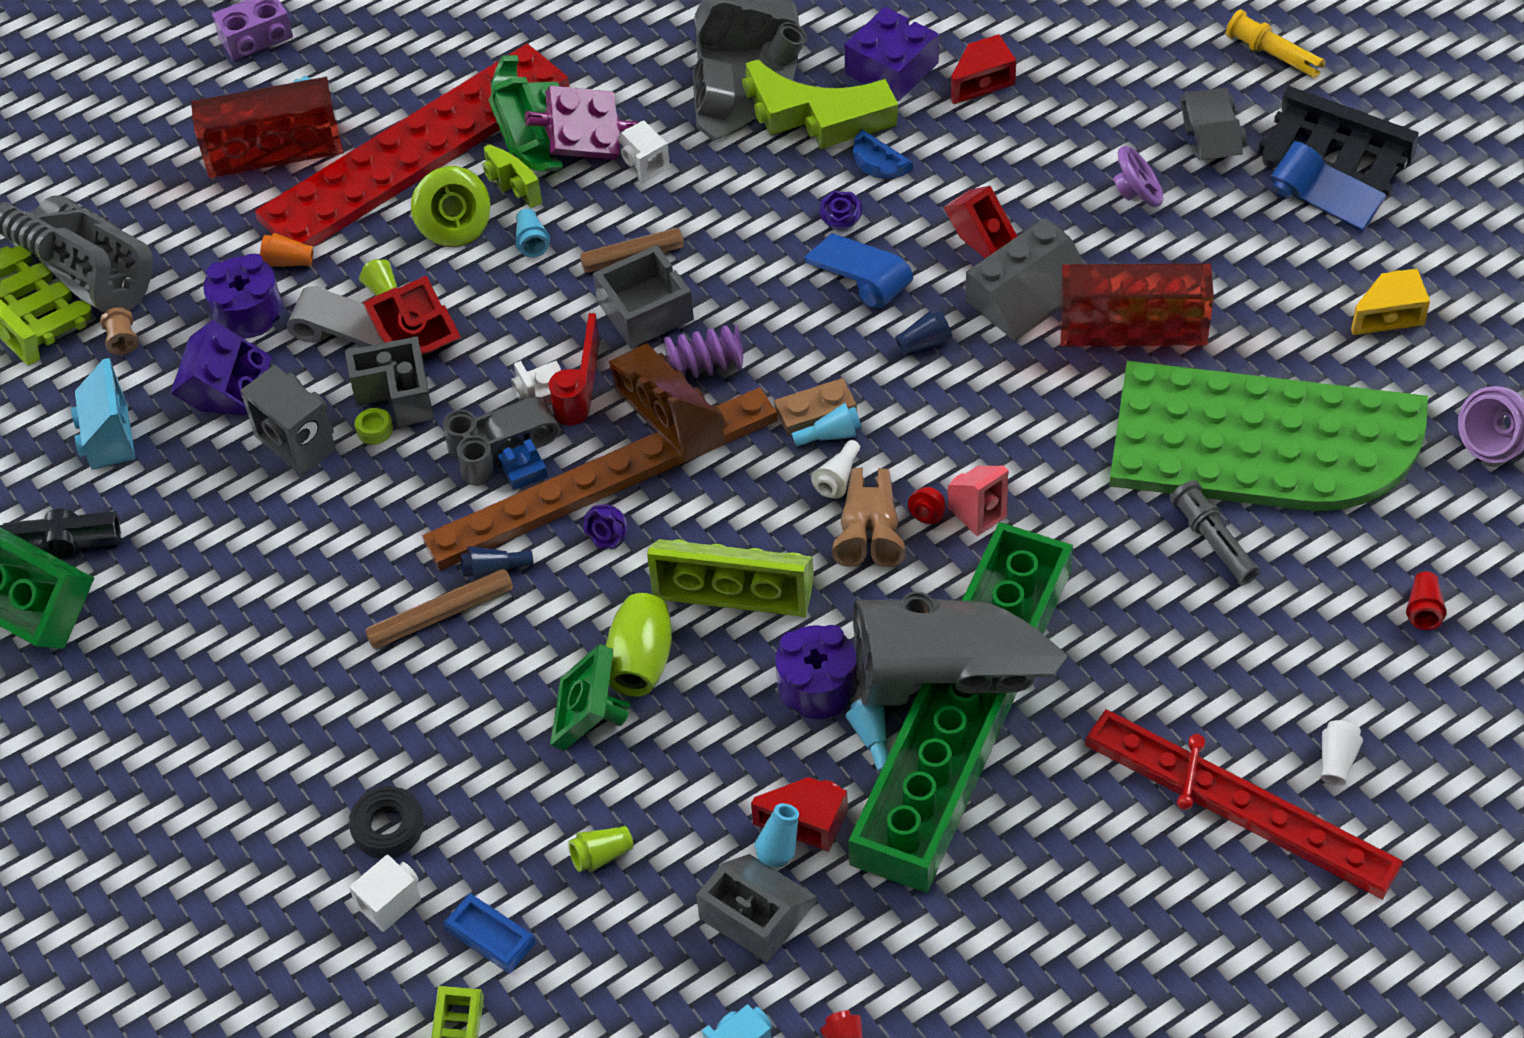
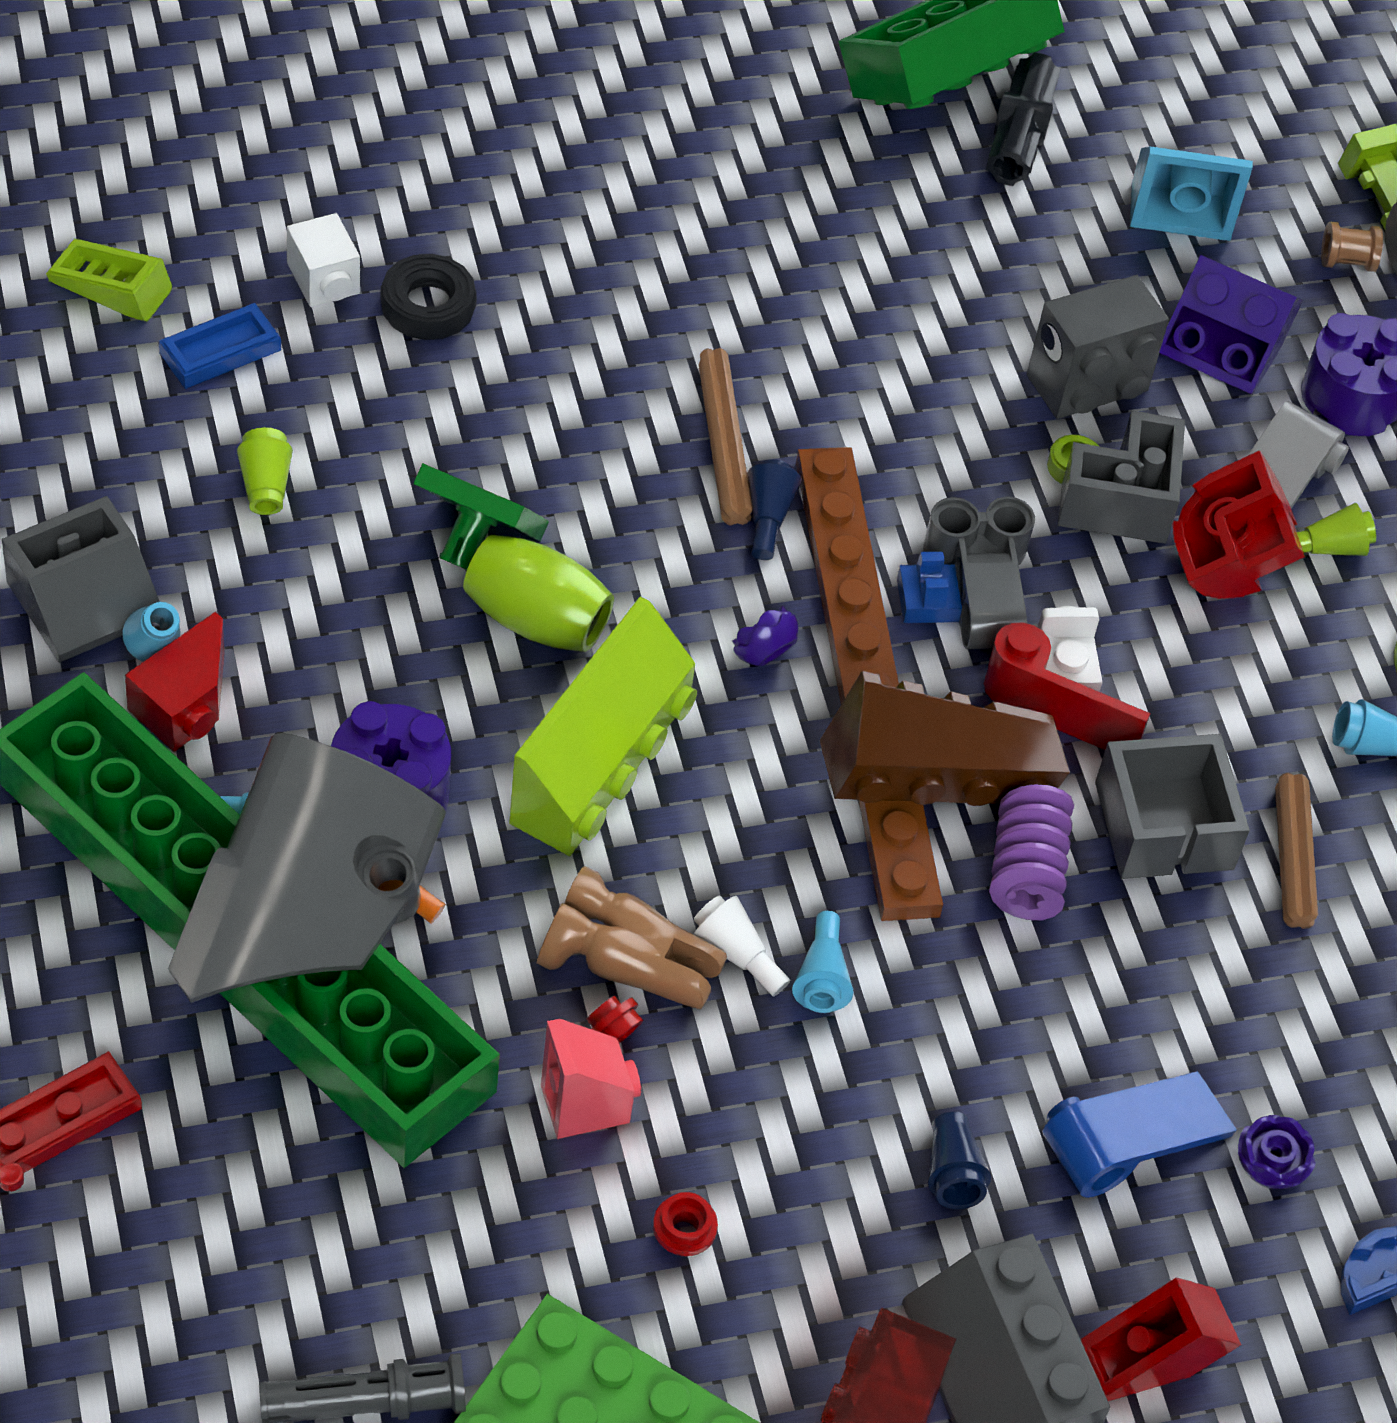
camera: 100 degrees right, 0 degrees up
(808, 406) = (880, 969): medium nougat plate -> none
(1030, 428) = (685, 1208): none -> red plate

